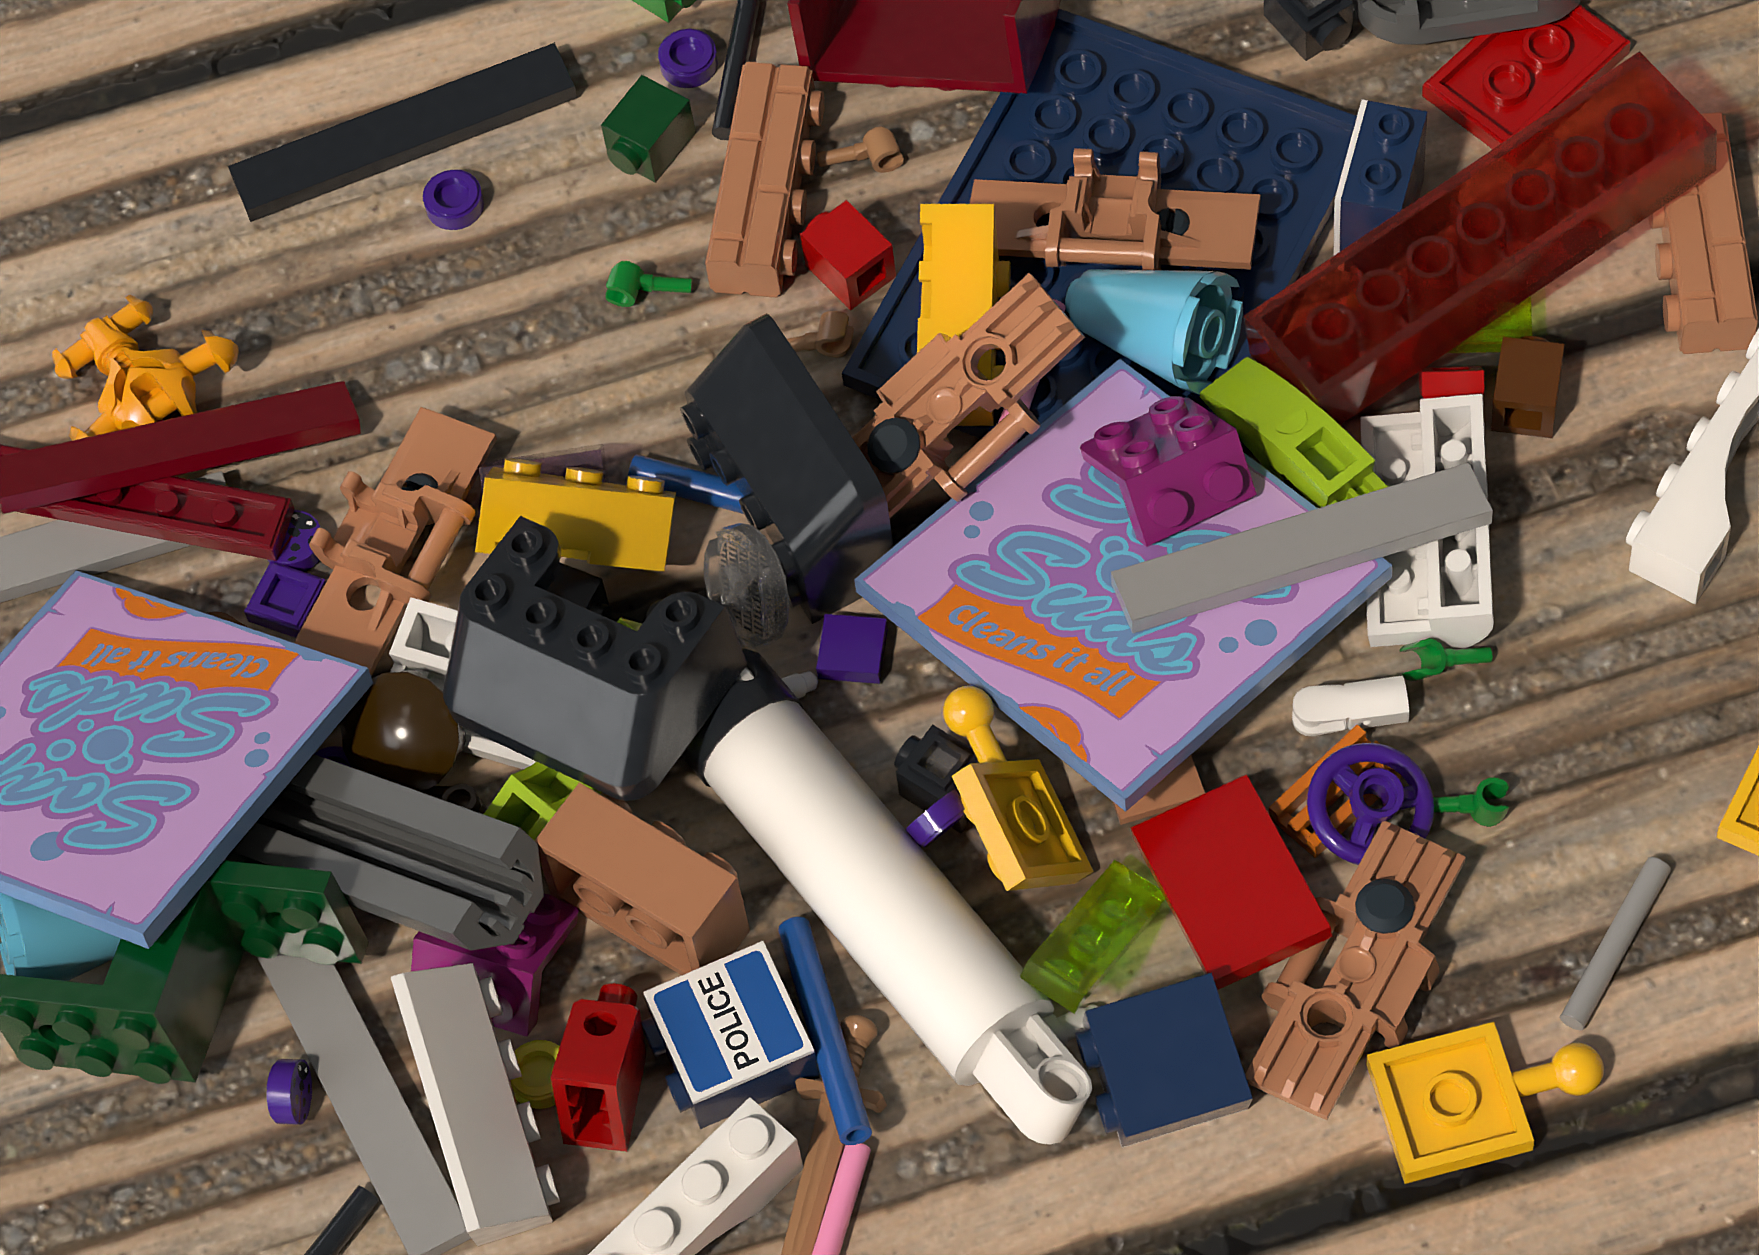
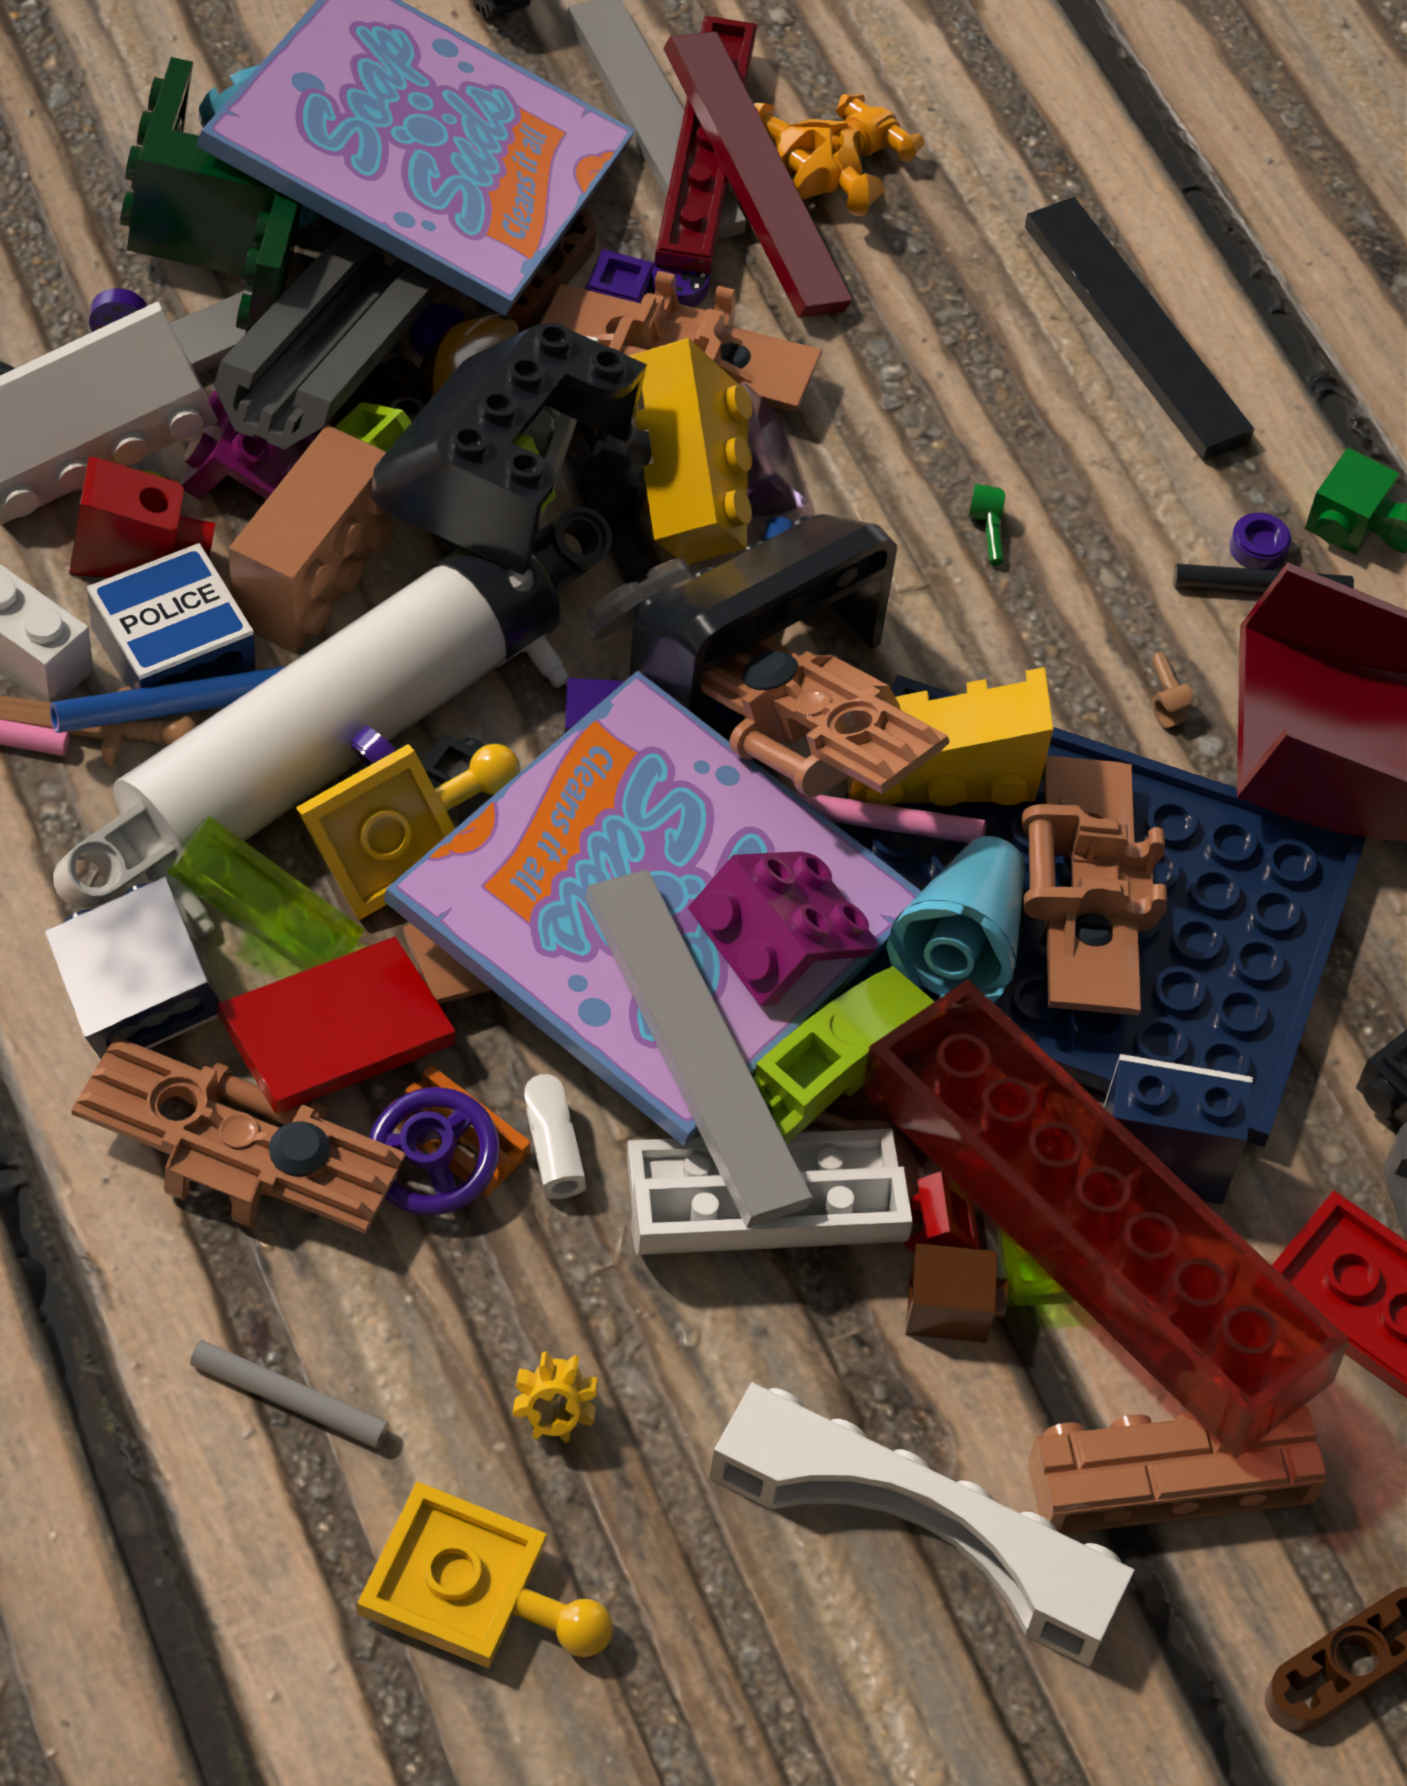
camera: 70 degrees right, 5 degrees down
(453, 199) = (1067, 370): dark purple tile -> none
(648, 129) = (1161, 505): dark green brick -> none
(762, 180) = (1118, 601): nougat brick -> none
(832, 338) = (947, 672): medium nougat hand -> none
(848, 254) = (1047, 648): red brick -> none
(1436, 657) = (616, 1225): green hand -> none
(1460, 1105) = (102, 1241): yellow plate -> none
(1475, 804) = (448, 1251): green hand -> none
(1634, 709) = (539, 1389): none -> yellow gear

